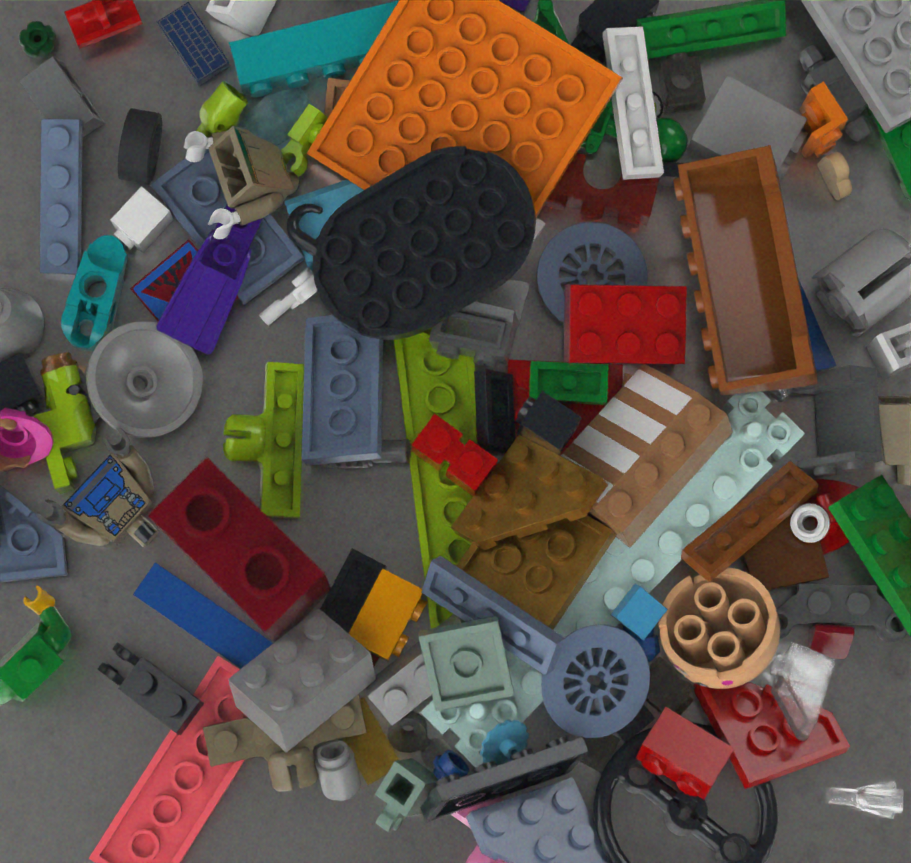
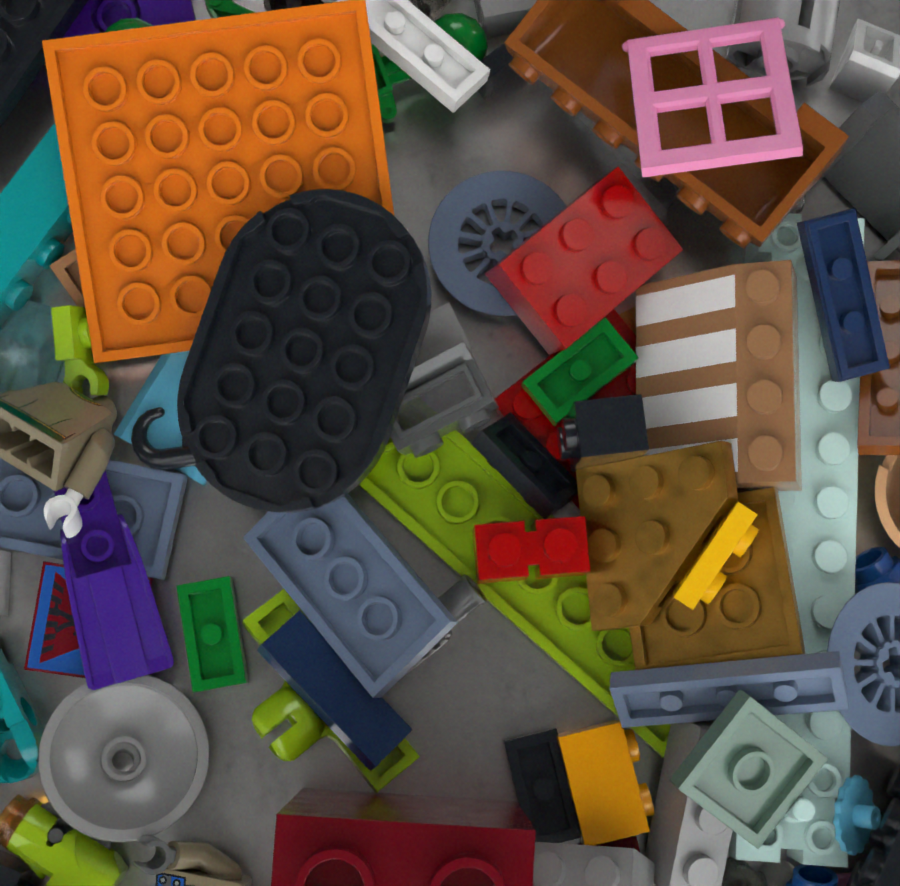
camera: 40 degrees left, 0 degrees up
(244, 356) = (212, 634): none -> green plate
(283, 440) = (333, 691): none -> dark blue tile
(304, 289) = (215, 513): white plate -> none
(532, 542) = (704, 577): none -> yellow plate
(627, 200) = (472, 137): clear red arch -> none
(639, 611) = (868, 549): dark azure tile -> none
(746, 461) = (843, 295): none -> dark blue tile
(763, 288) = (712, 94): none -> bright pink window

